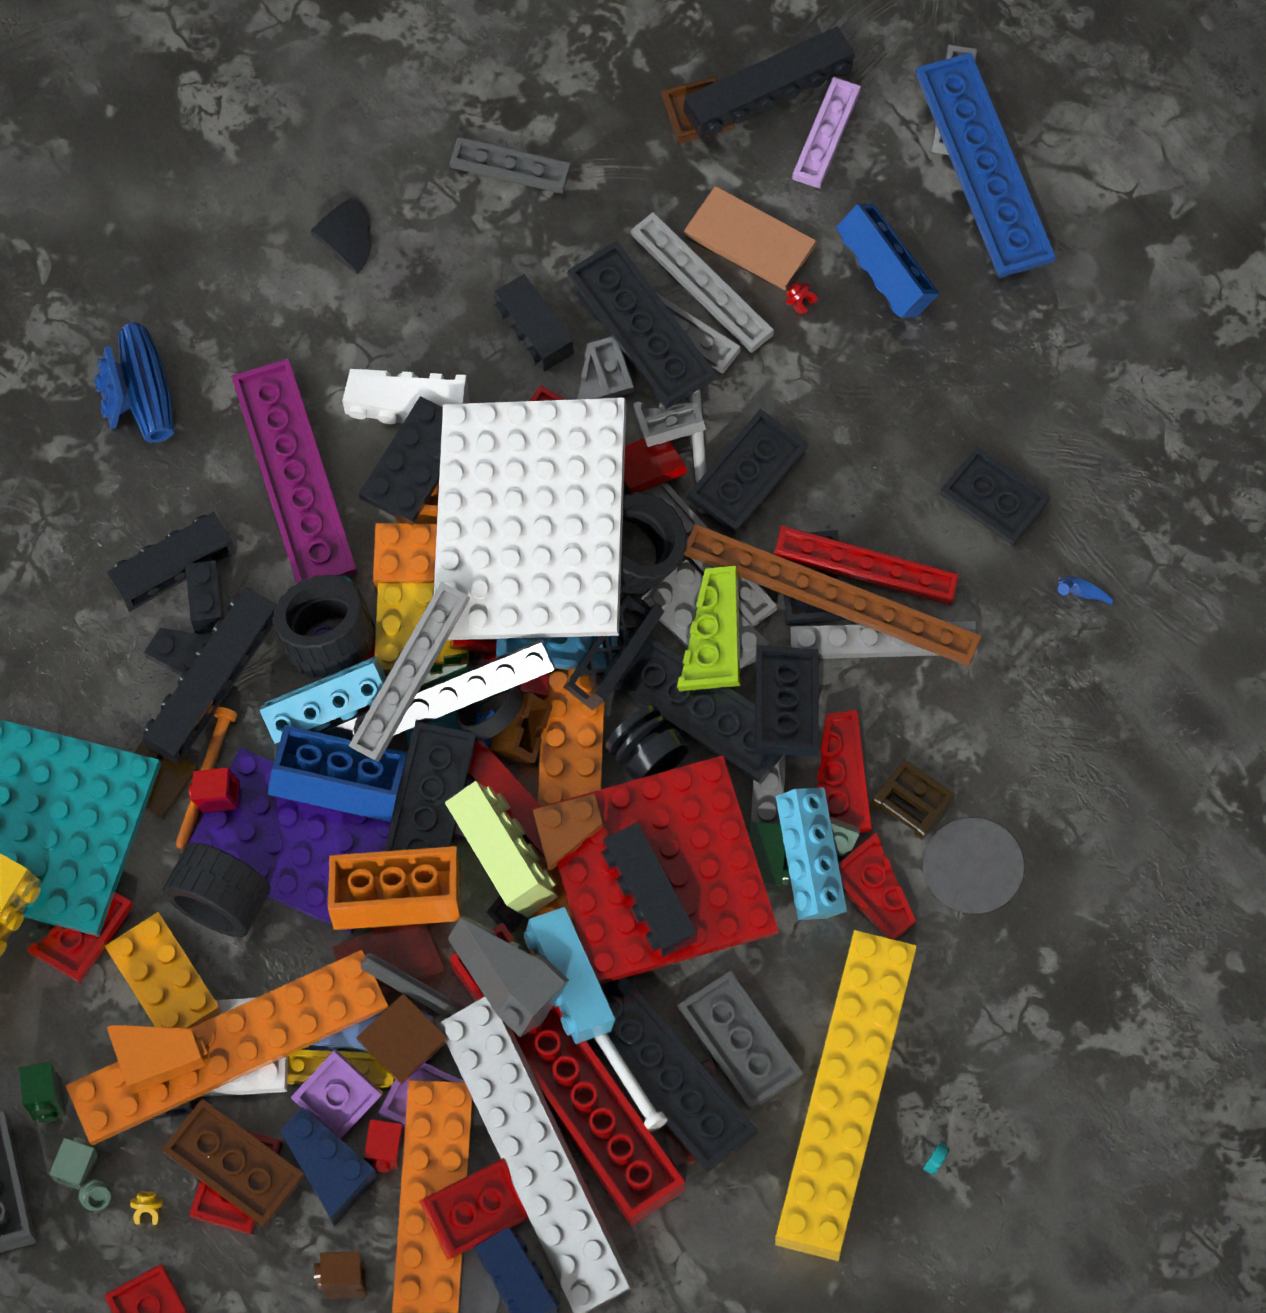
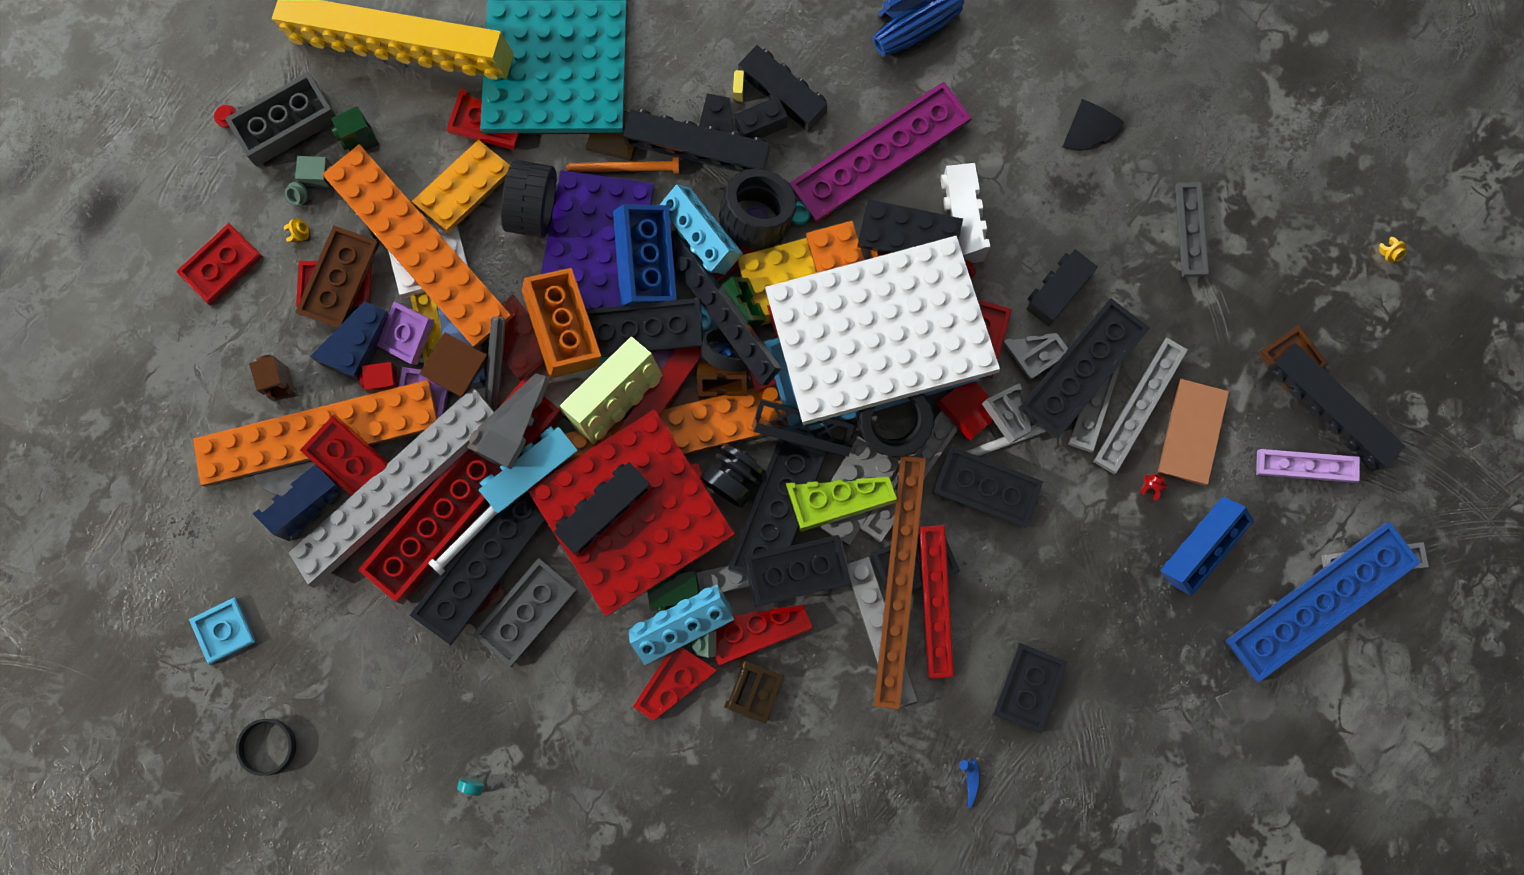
camera: 75 degrees right, 10 degrees up
(150, 611) = (738, 86): none -> light yellow tile
(155, 1054) = (388, 193): orange slope -> none
(214, 790) = (609, 174): red brick -> none
(409, 672) = (730, 279): light grey plate -> none
(565, 826) = (639, 432): dark orange wing -> none
(845, 1096) = (501, 704): yellow brick -> none
(973, 865) = (716, 753): flat silver sticker -> none

